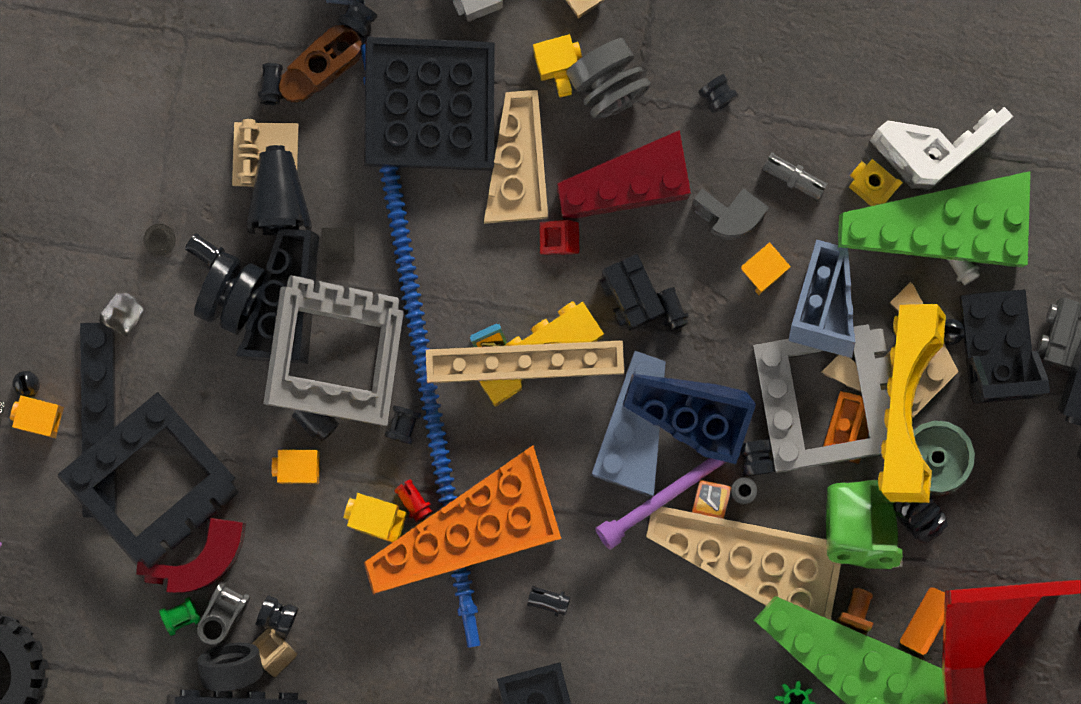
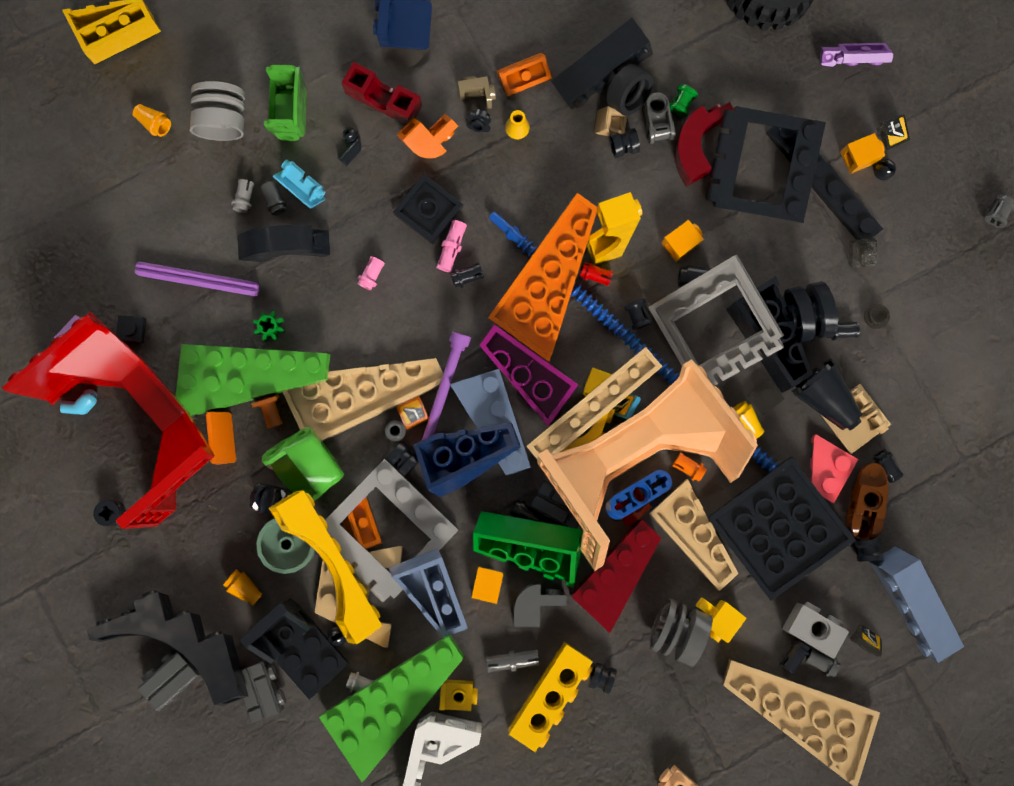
camera: 140 degrees right, 0 degrees up
(331, 125) = (829, 468): none -> coral wing
(376, 236) = (749, 418): none -> yellow cone
(445, 285) = (683, 418): none -> light nougat panel
(471, 232) = (689, 467): none -> orange pin
(524, 233) = (643, 484): none -> blue beam
(541, 644) = (451, 246): none -> bright pink pin
(562, 445) = (533, 377): none -> magenta wedge
(647, 678) = (370, 273): none -> bright pink pin
(692, 274) = (530, 545): none -> green wedge
(826, 88) = (537, 736): none -> yellow brick
(1013, 451) = (242, 587): none -> light orange cone

